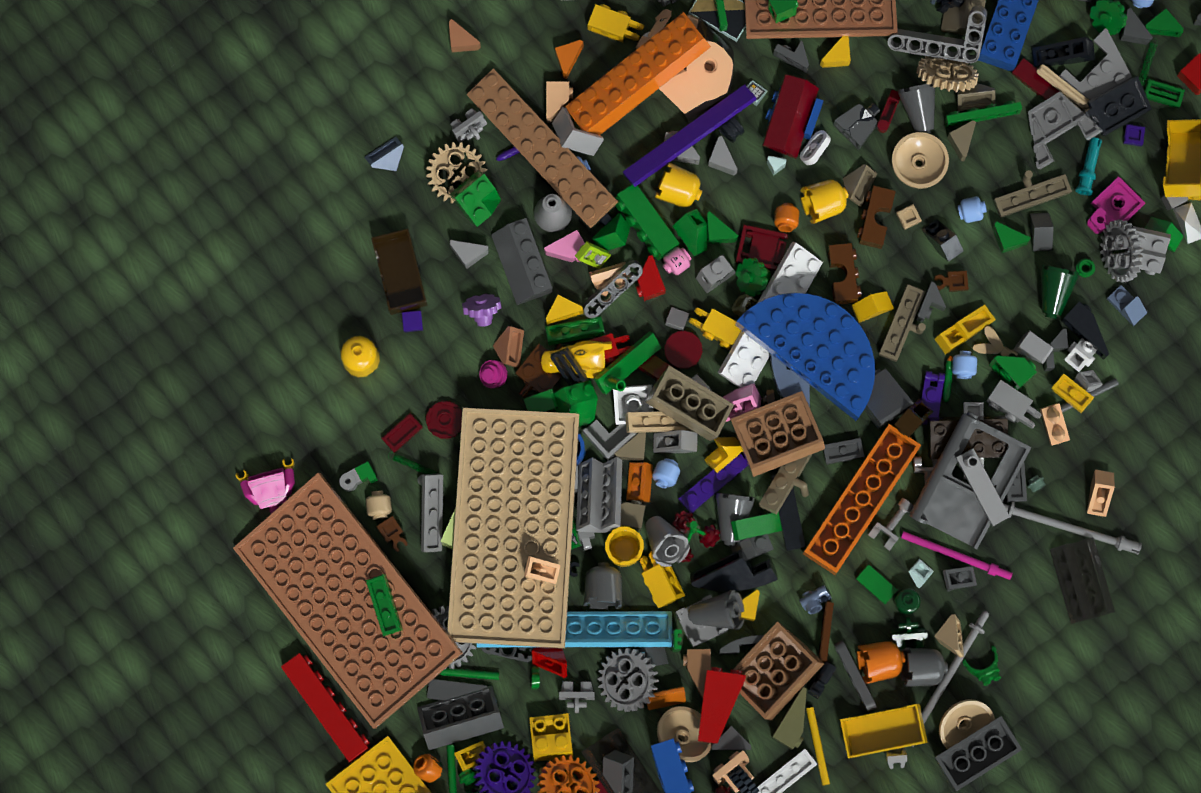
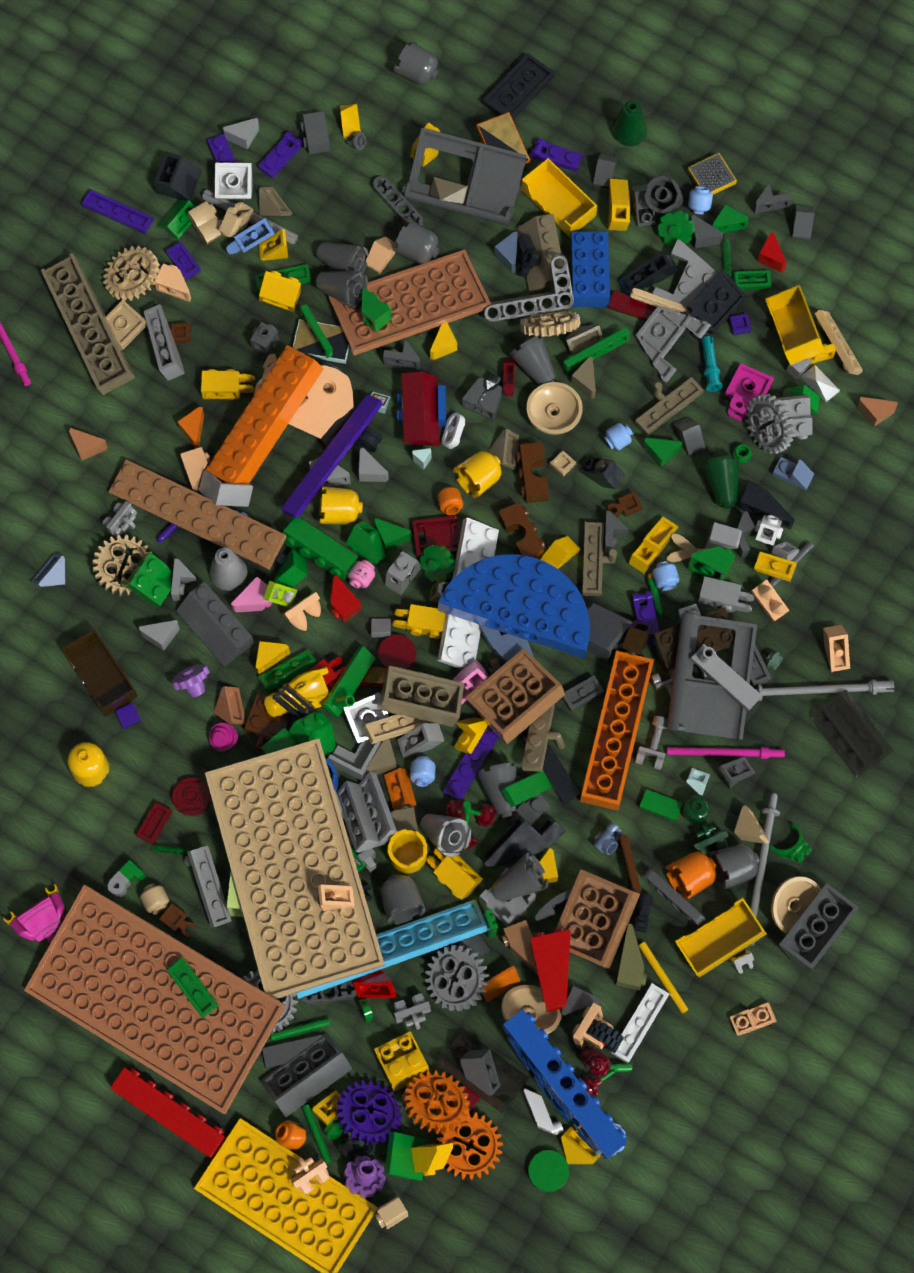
camera: 20 degrees left, 10 degrees down
(505, 202) = (181, 576): none -> light grey slope
(610, 287) = (306, 617): dark grey beam -> none

